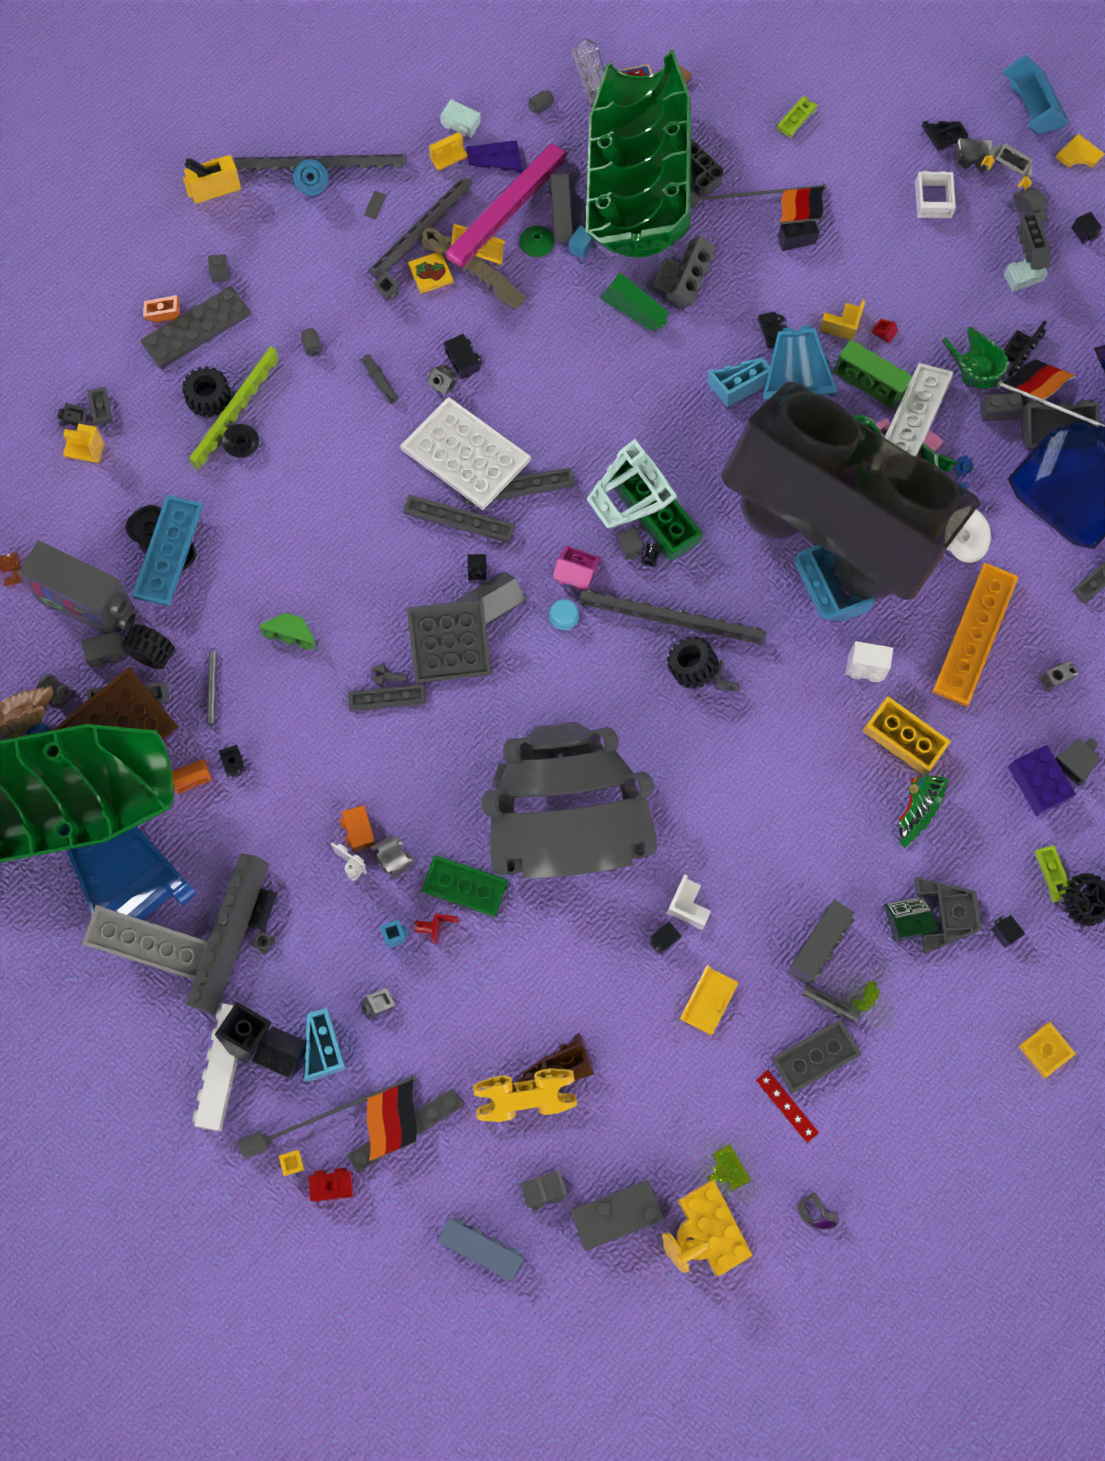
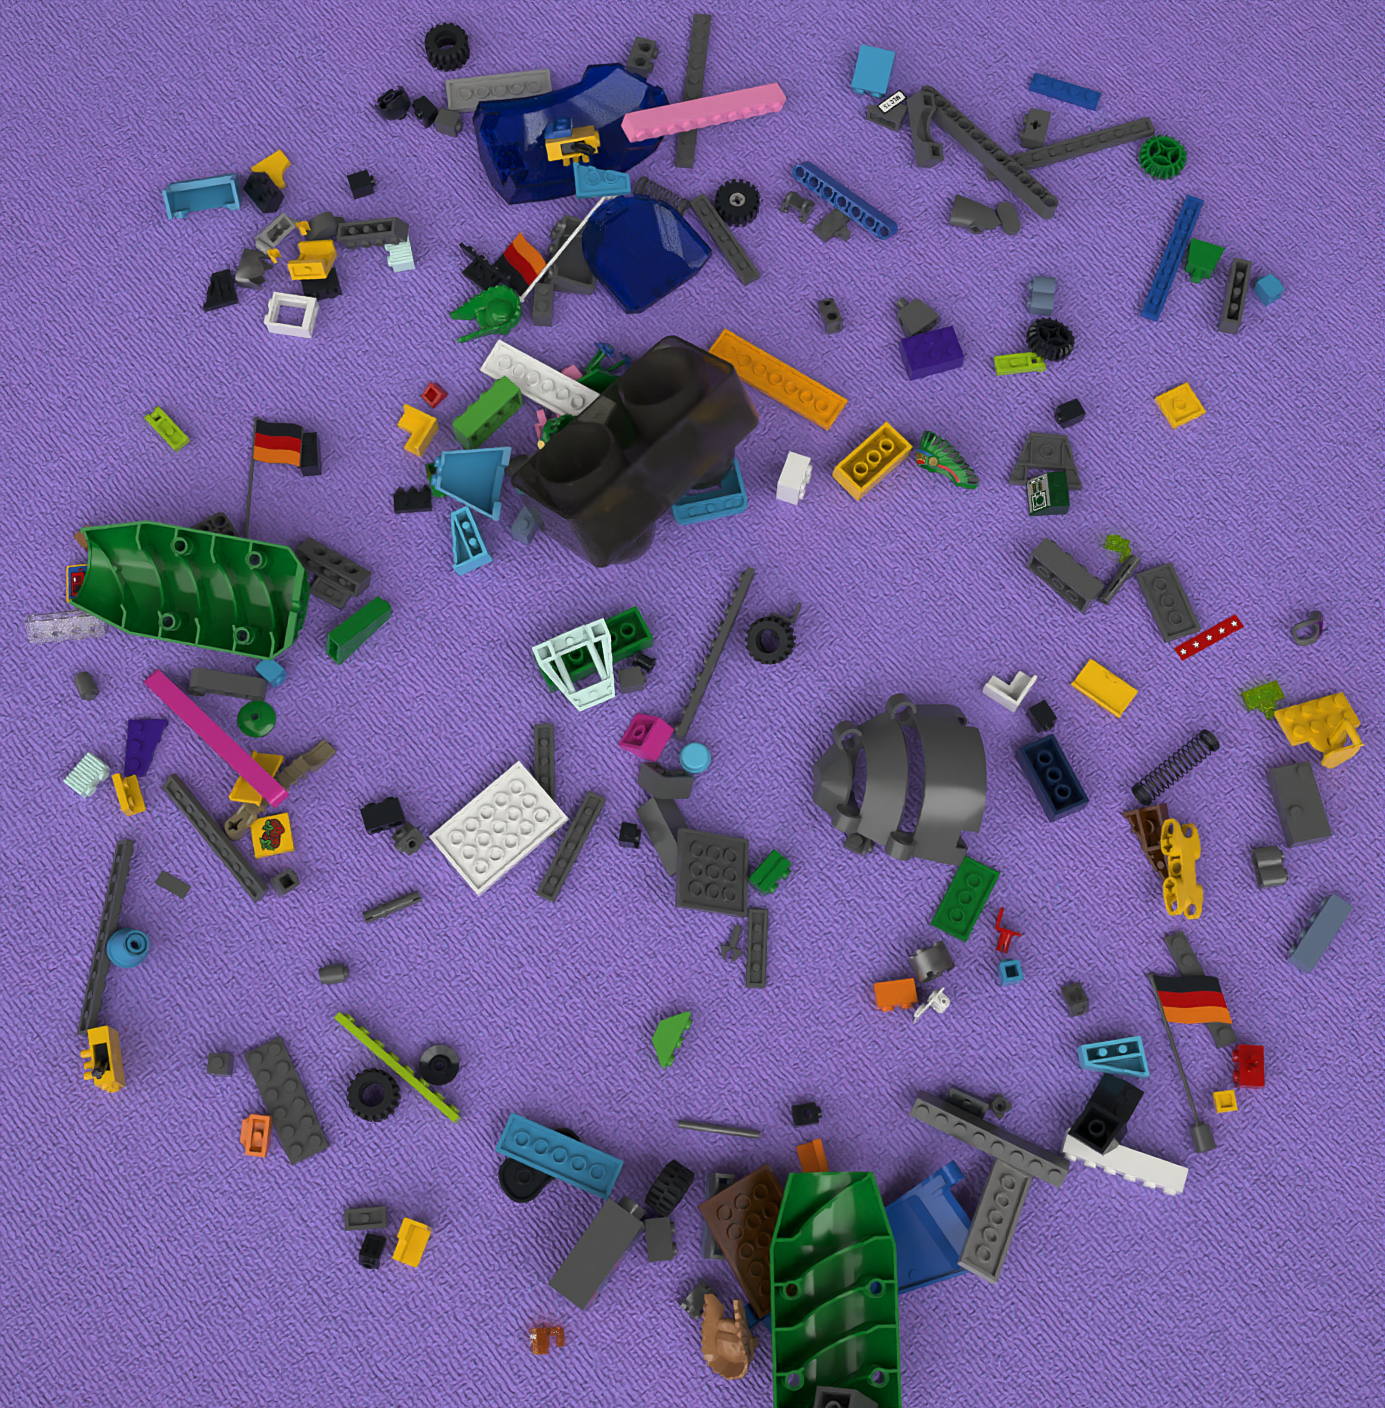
camera: 75 degrees left, 0 degrees up
(460, 697) = (770, 873): none -> green brick
(532, 591) = (664, 782): none -> dark grey panel
(600, 953) = (1051, 778): none -> dark blue brick
(602, 1045) = (1205, 740): none -> black piece
(972, 213) = (323, 287): none -> black brick
(993, 201) = (314, 260): none -> yellow panel
(1054, 146) = (263, 192): none -> black brick

